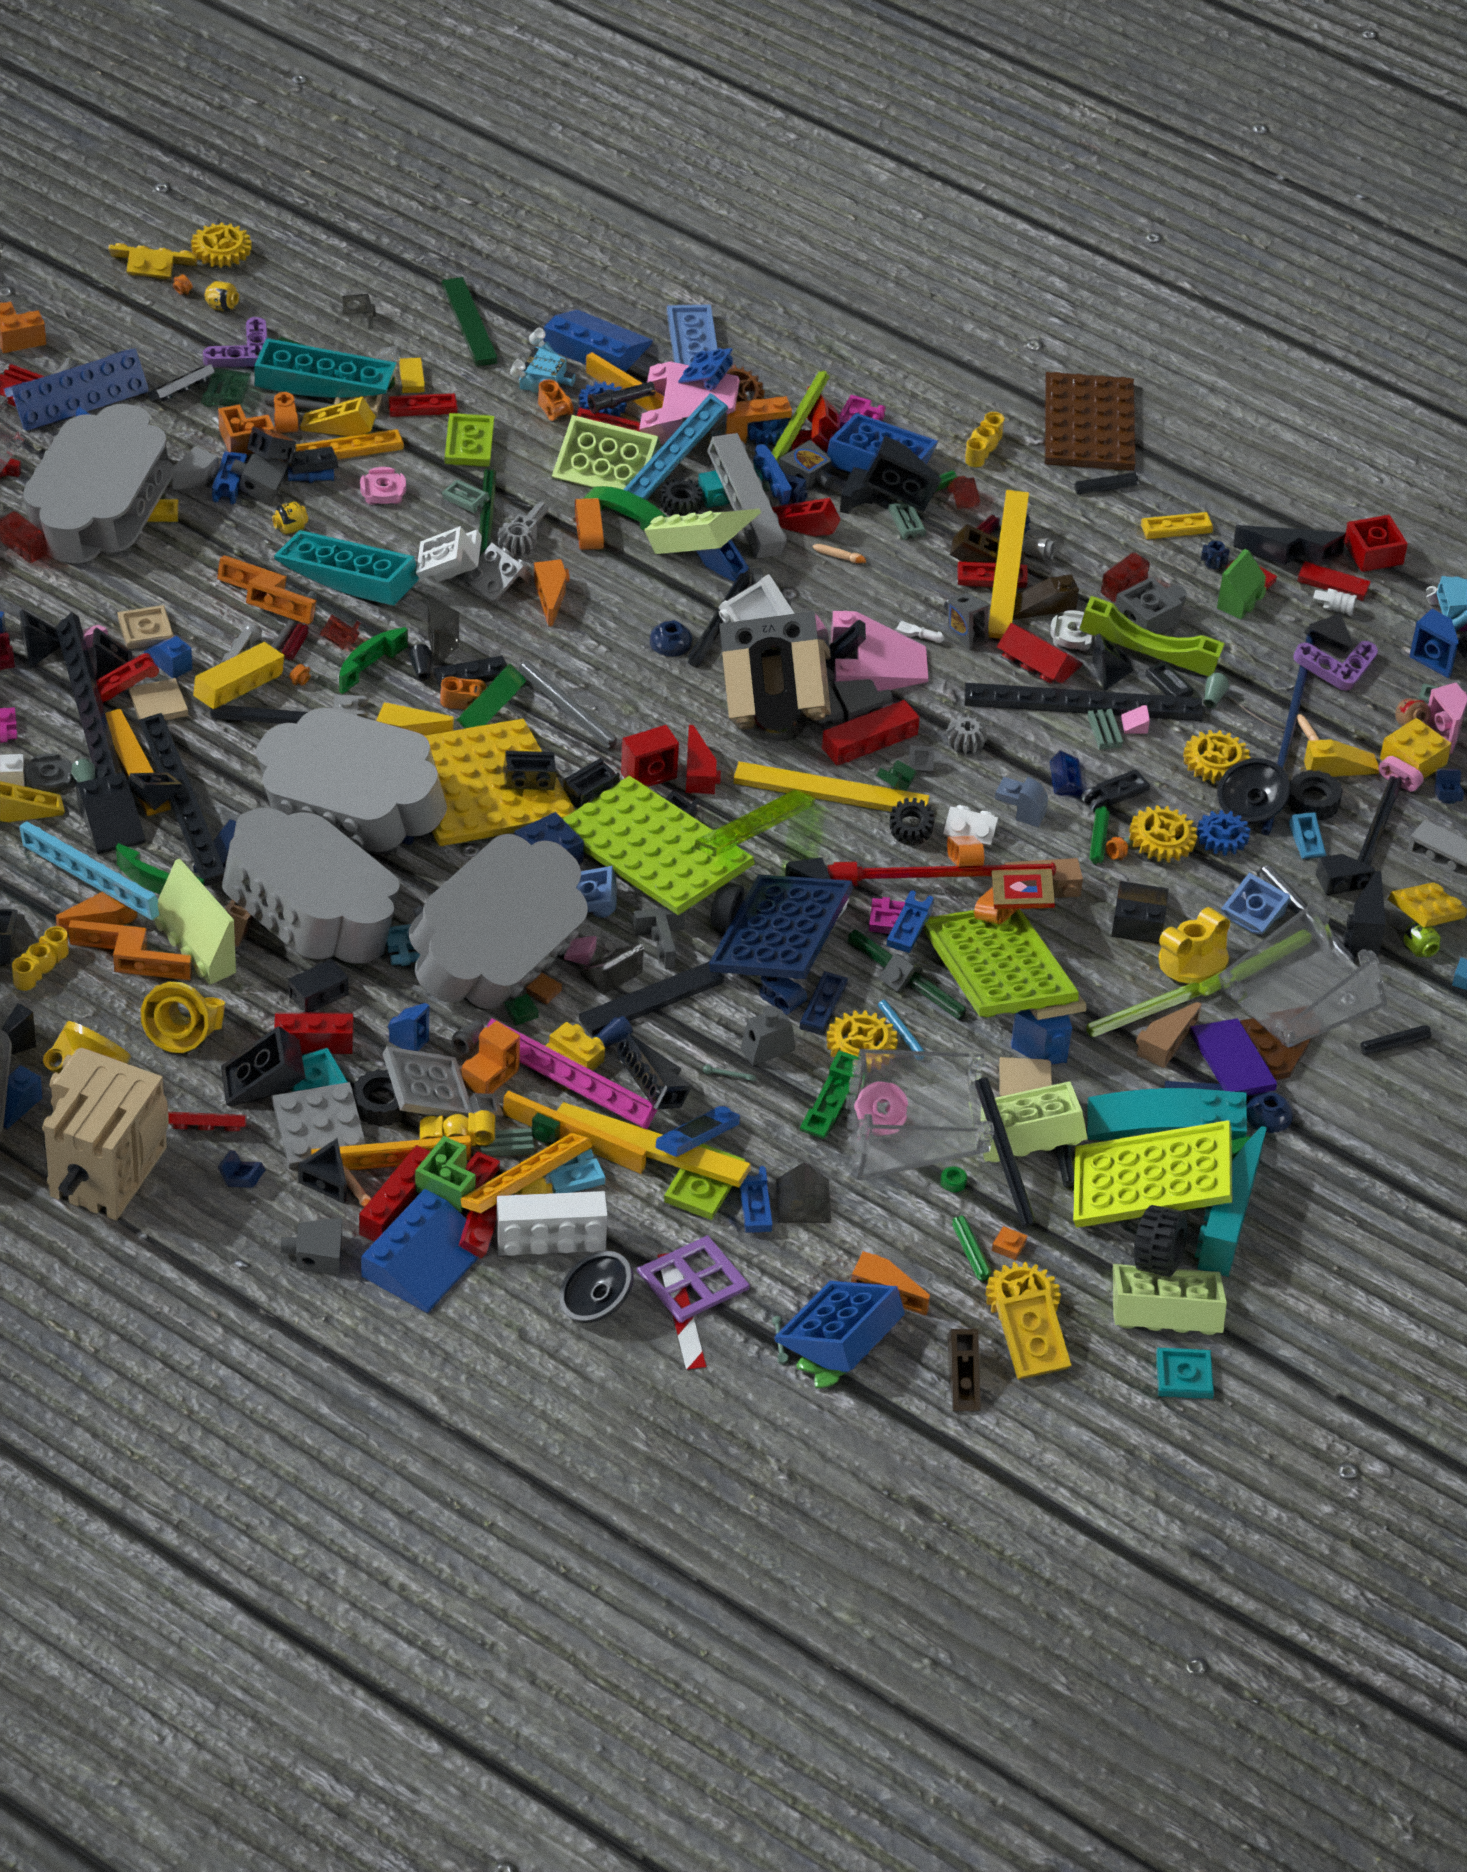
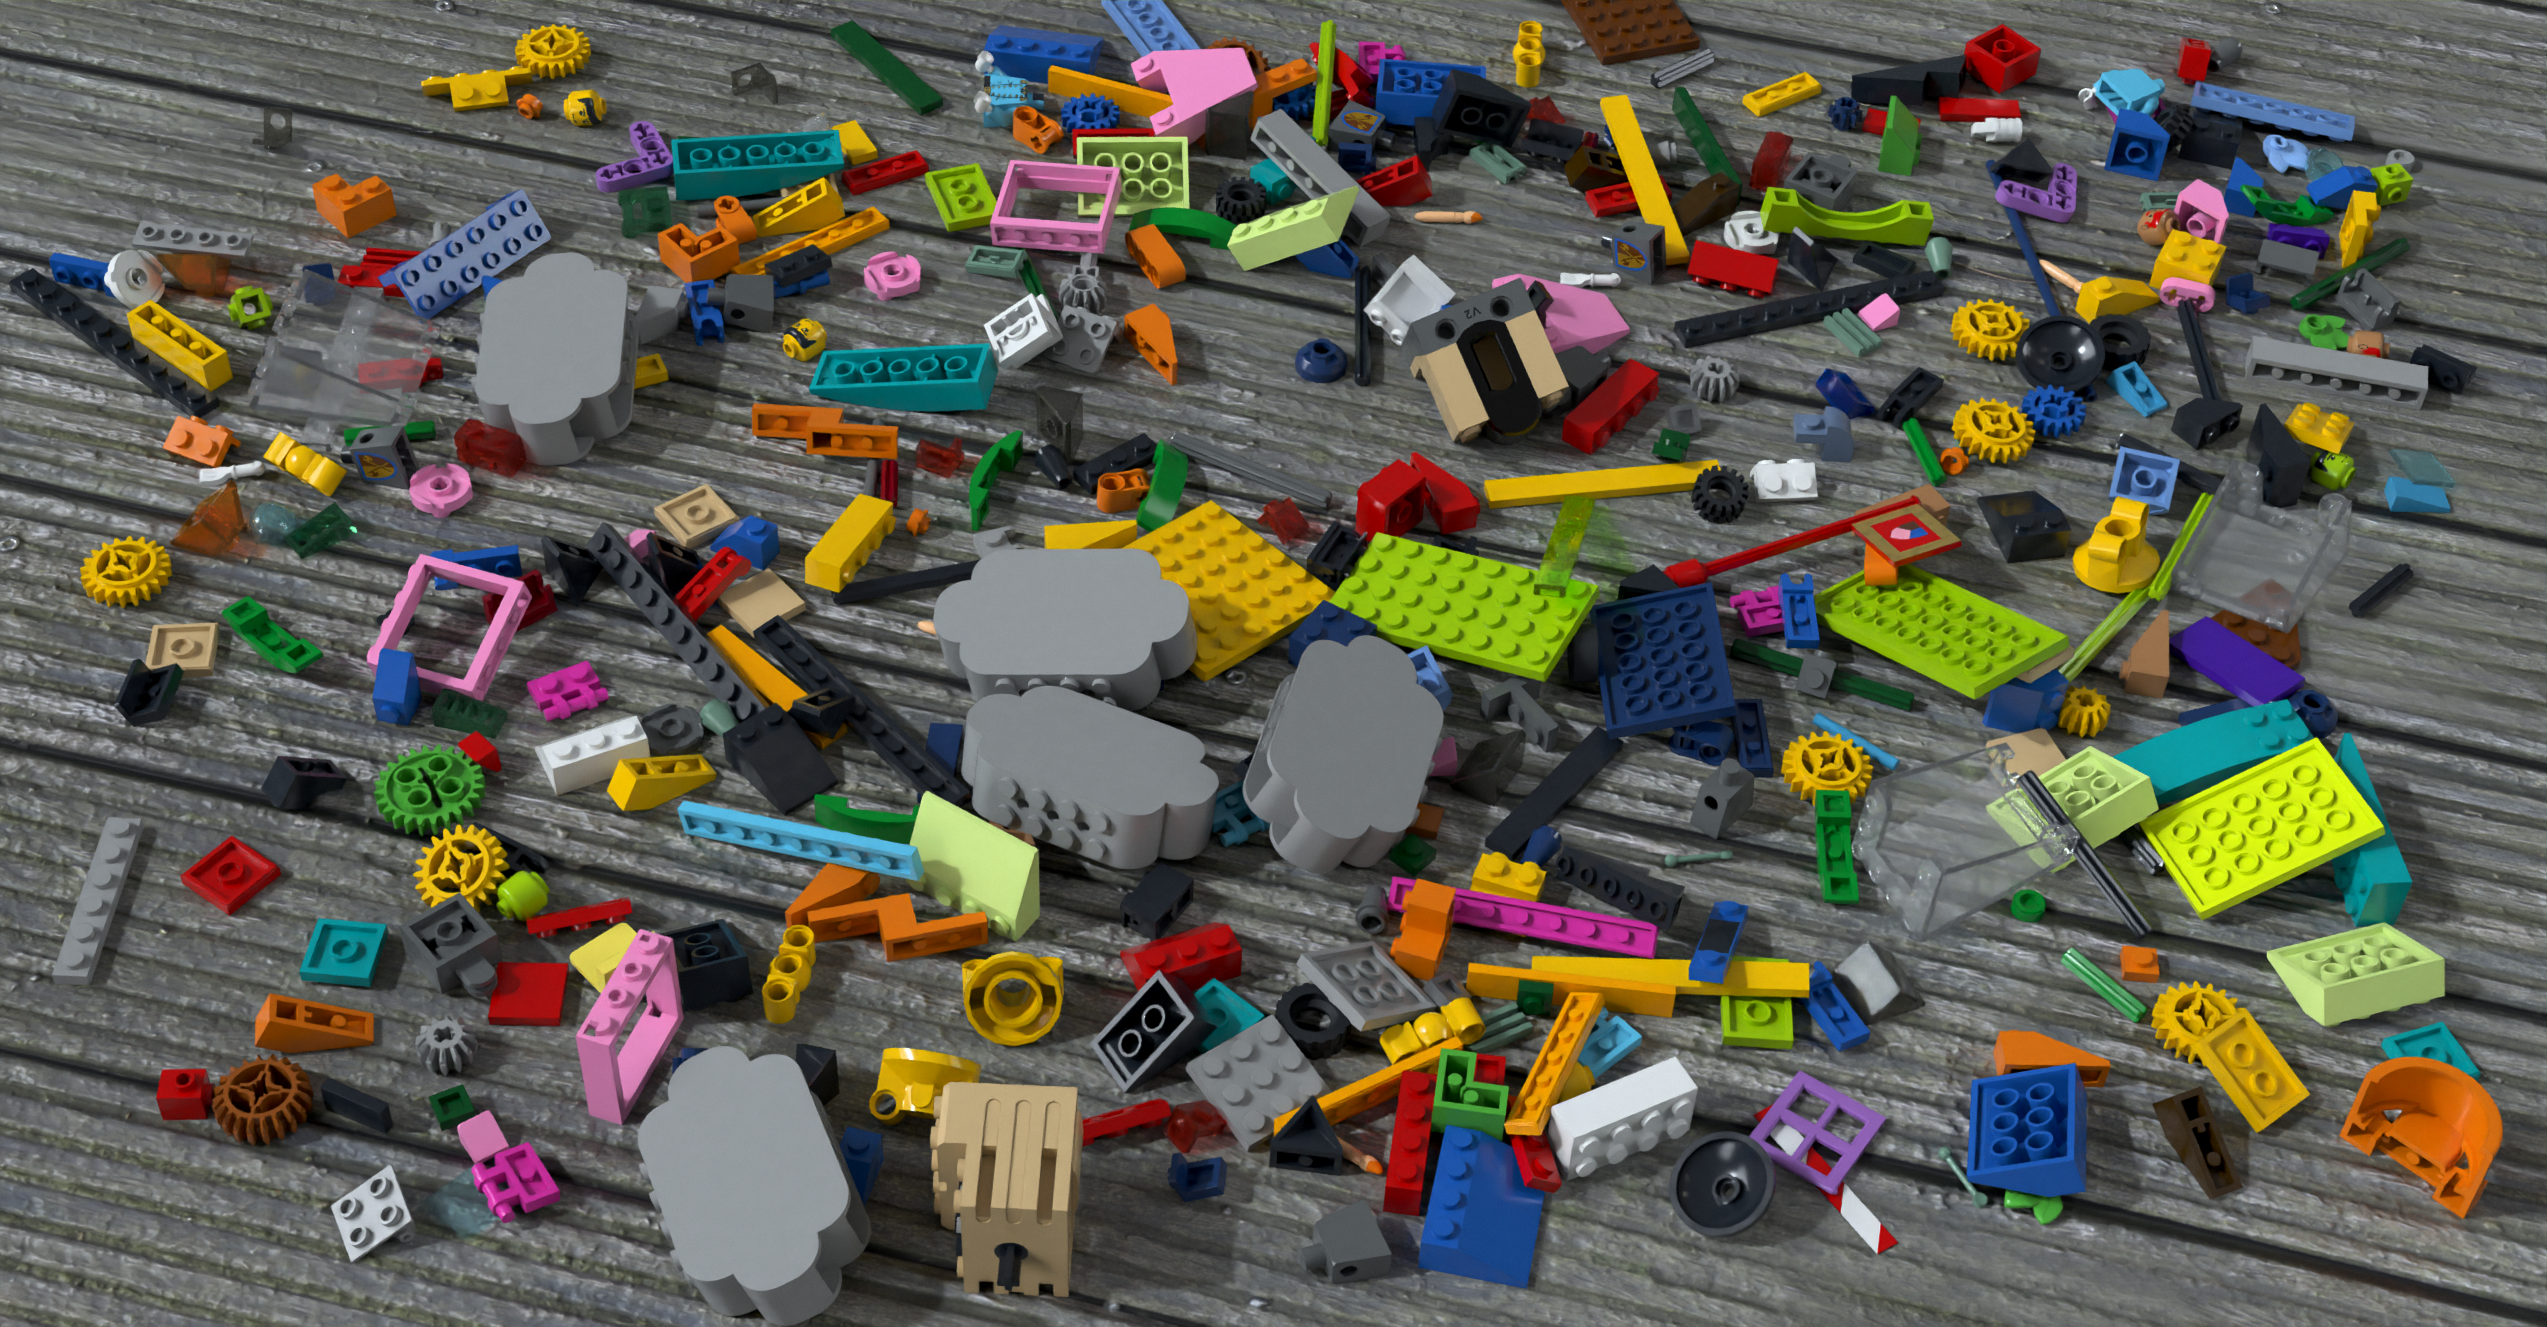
camera: 20 degrees left, 0 degrees up
(181, 383) = (588, 218): plate -> none
(249, 634) = (829, 507): light grey plate -> none
(261, 1136) = (1192, 1122): none -> clear red bracket
(271, 444) = (745, 259): black hinge -> none
(410, 1028) = (1301, 919): blue slope -> none
(521, 489) = (1050, 233): none -> bright pink window
(529, 770) = (1264, 558): black hinge -> none
(569, 747) = (1284, 519): none -> clear red bracket
(612, 398) = (1108, 109): black pin -> none
(677, 447) = (1216, 142): dark azure tile -> none
(709, 367) = (1205, 44): blue hinge -> none
(772, 473) = (1337, 146): blue hinge -> none
(882, 1092) = (1898, 846): bright pink plate -> none
(956, 513) = (1552, 140): none -> black bracket
(965, 851) = (1806, 510): orange beam -> none
(1082, 549) = (1702, 137): none -> dark green tile
(1087, 1057) = (2084, 711): none -> yellow gear
(1136, 1419) = (2440, 1126): none -> orange piece
(1160, 1240) = (2322, 906): black tyre -> none

